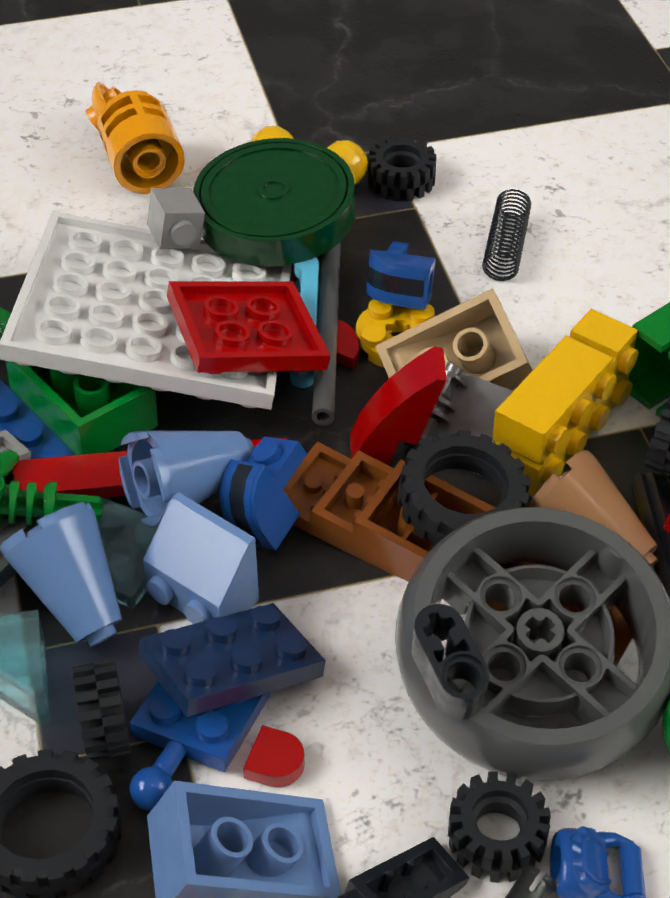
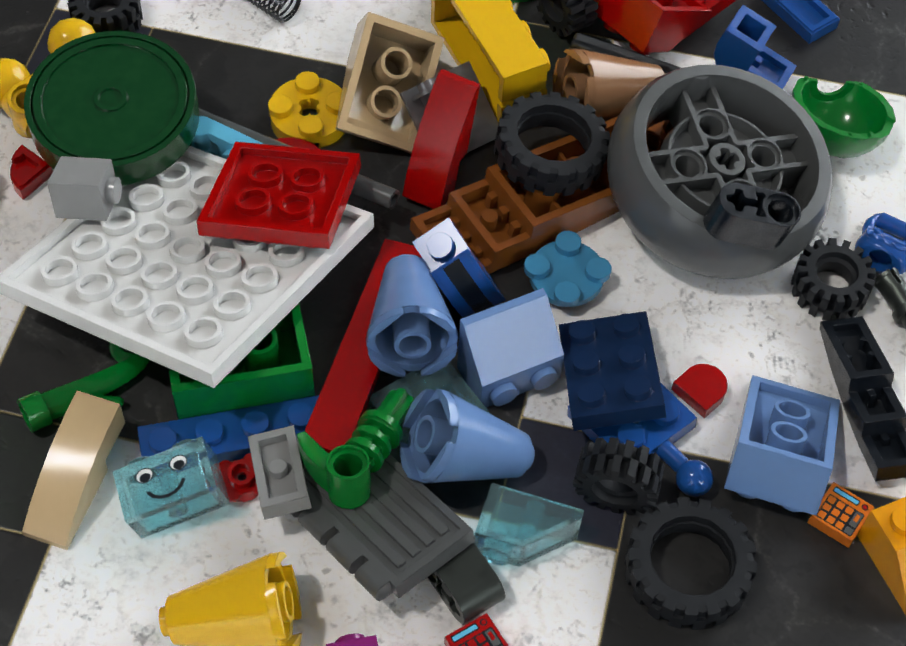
camera: 65 degrees left, 10 degrees up
(343, 585) = (567, 271): none -> dark azure piece
(400, 277) = (268, 74): blue brick -> none

